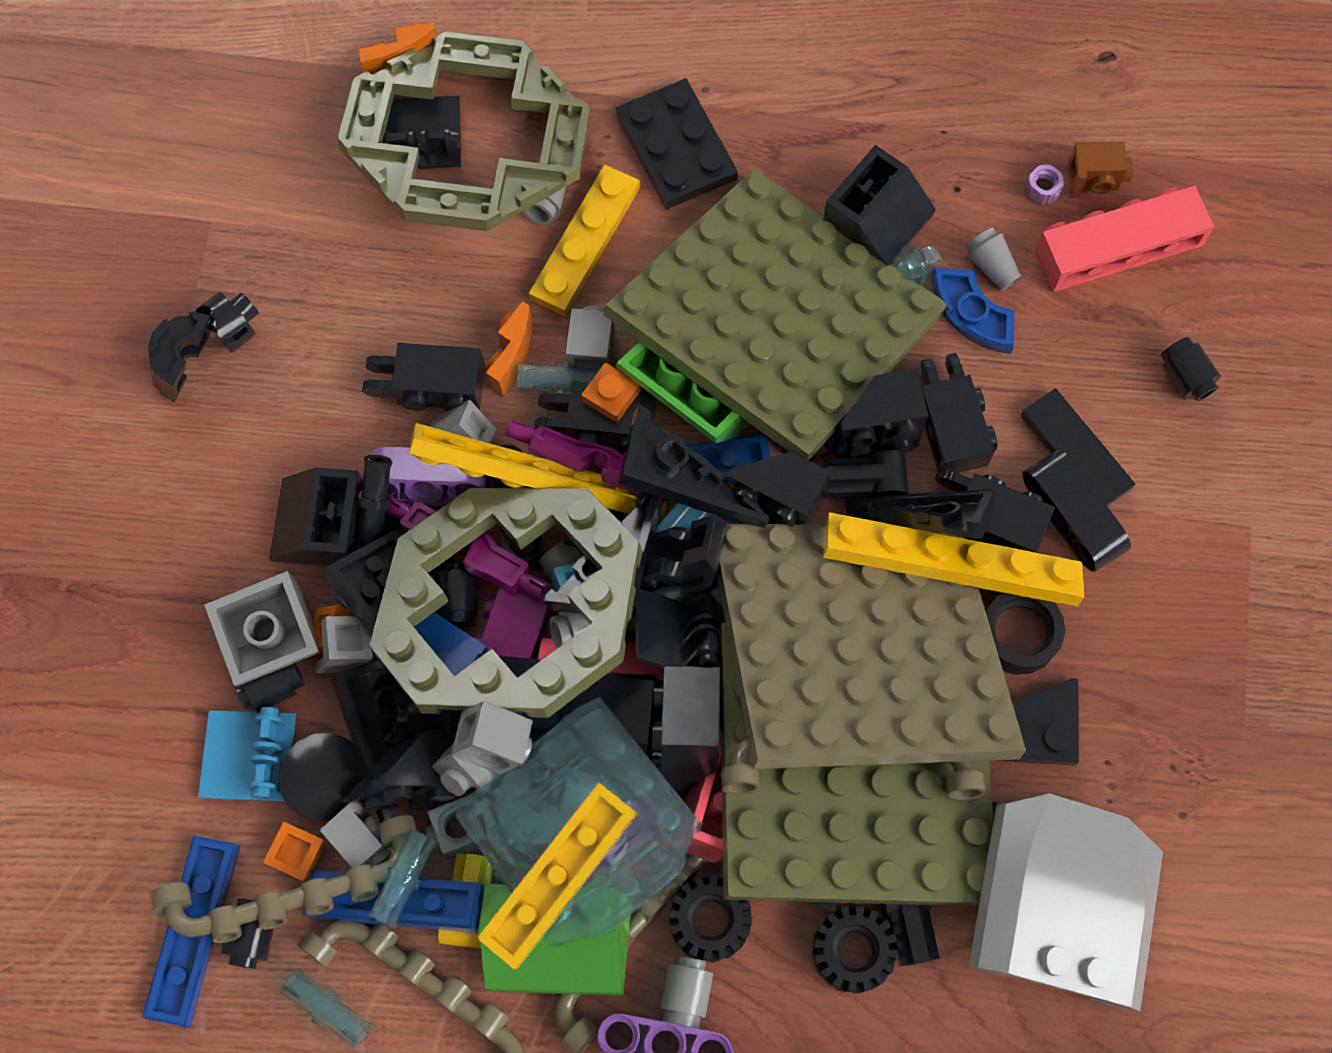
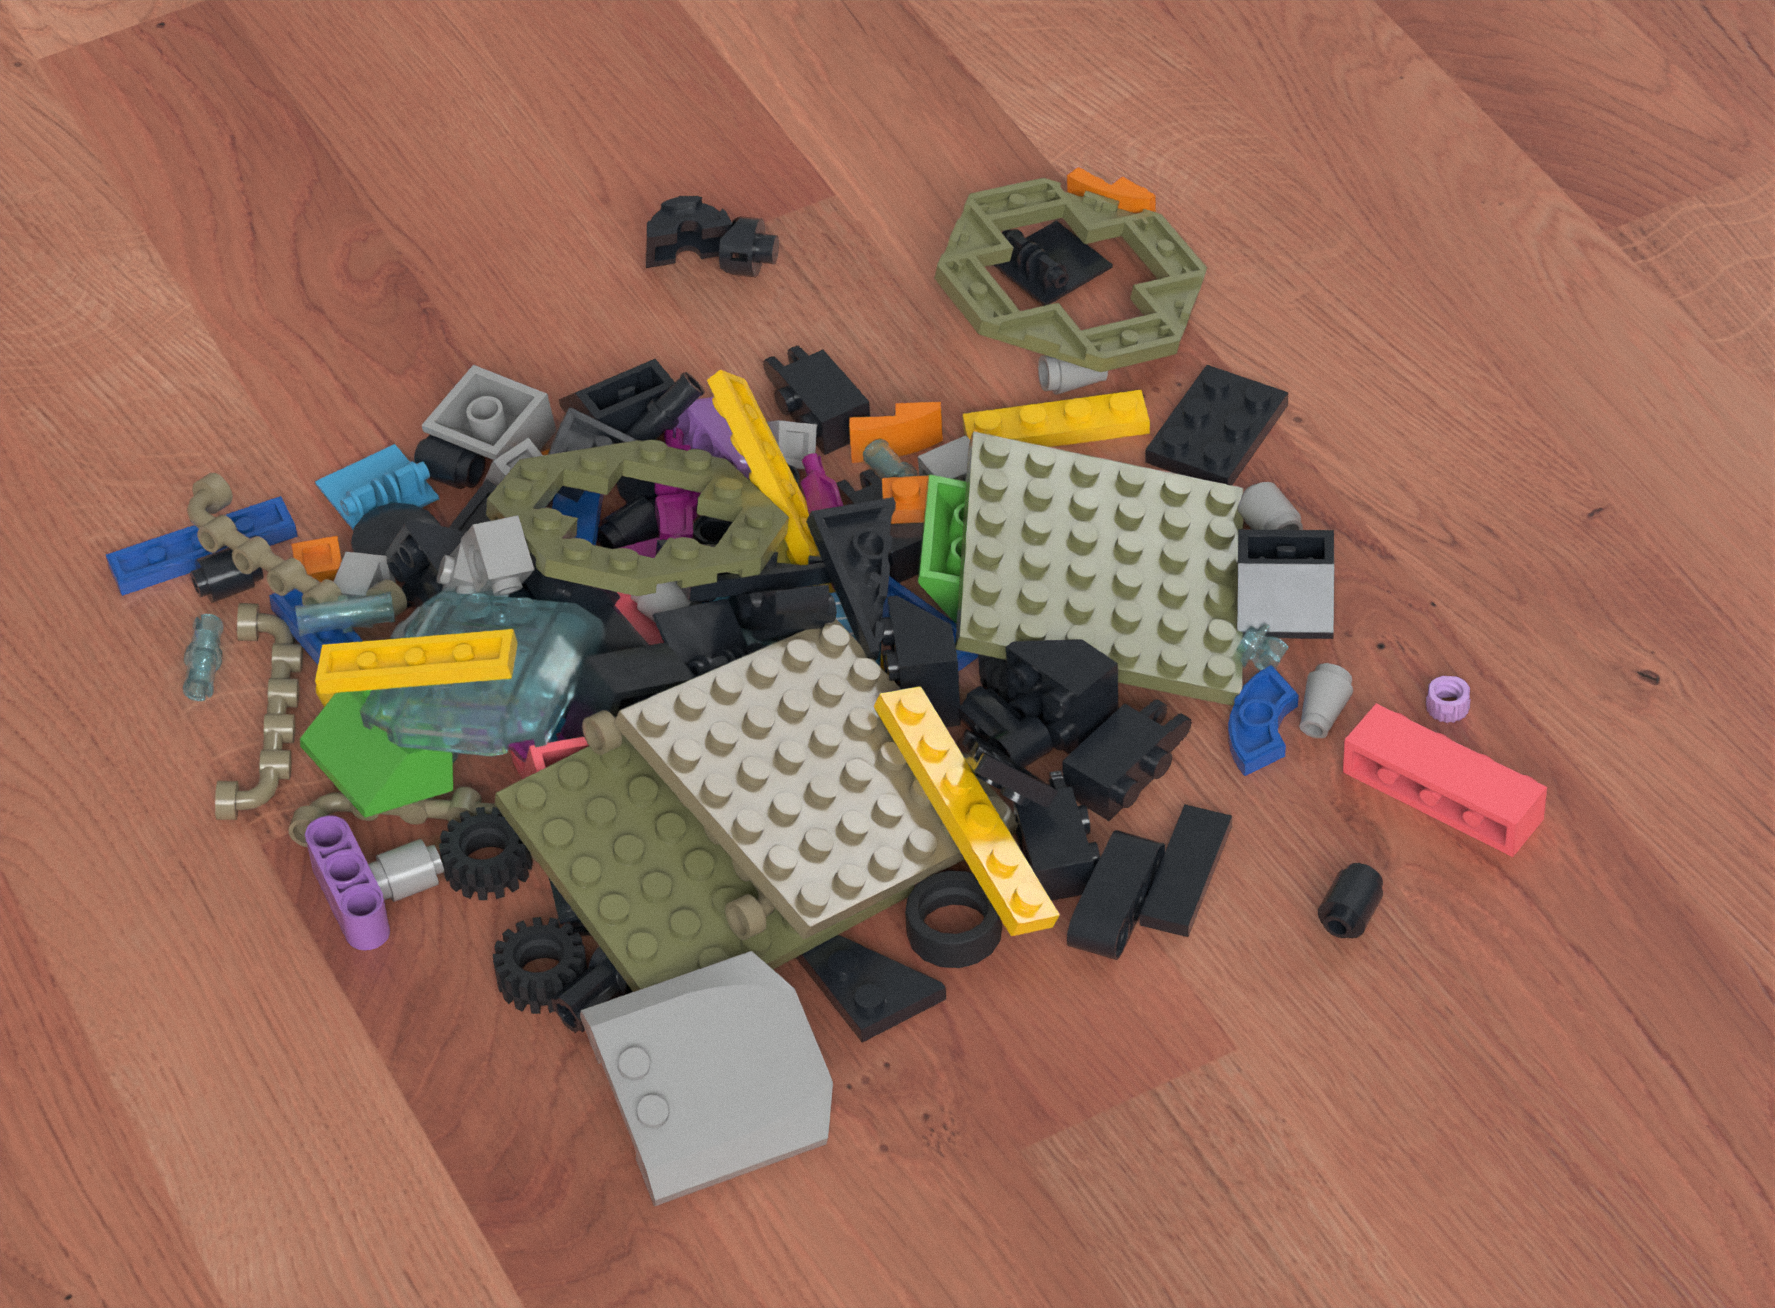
camera: 55 degrees right, 25 degrees down
(797, 170) = (1268, 509): none -> light grey brick
(1098, 167) = (1500, 719): dark orange brick -> none

